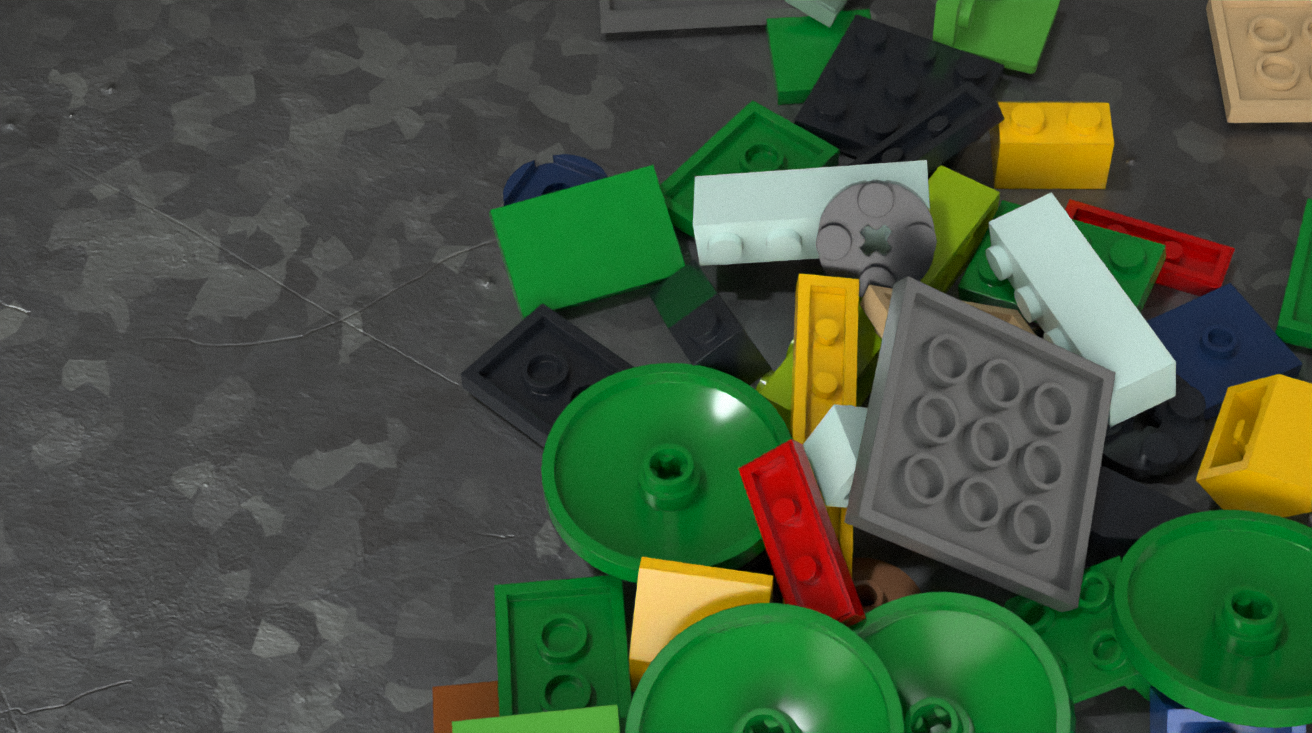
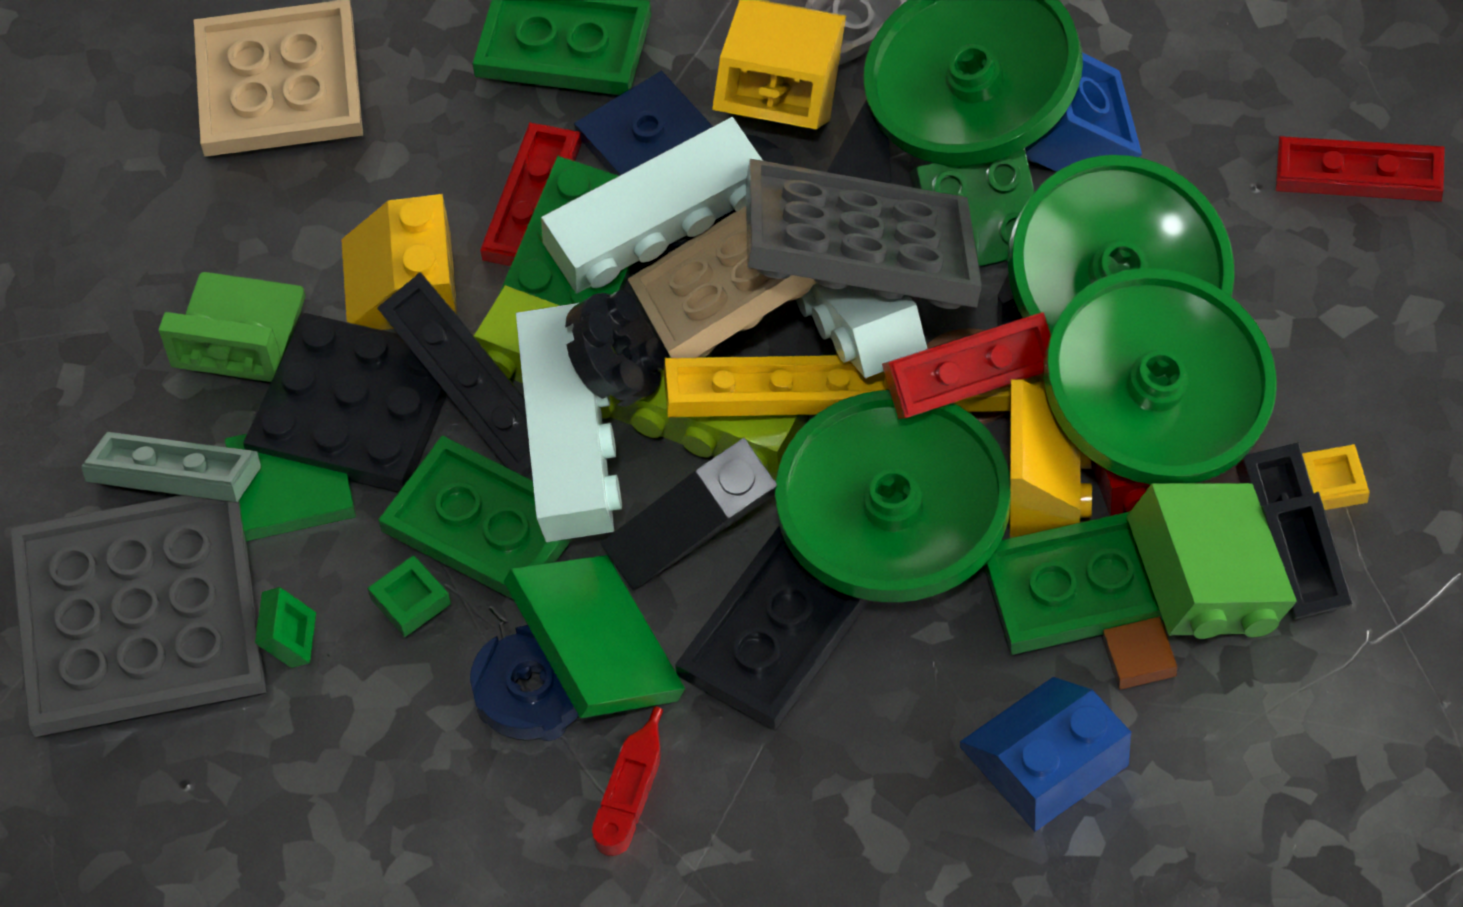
camera: 95 degrees left, 5 degrees up
(369, 604) = (1050, 749): none -> blue slope
(435, 272) = (628, 788): none -> red piece
(653, 36) = (285, 627): none -> green plate
(671, 124) = (409, 596): none -> green plate

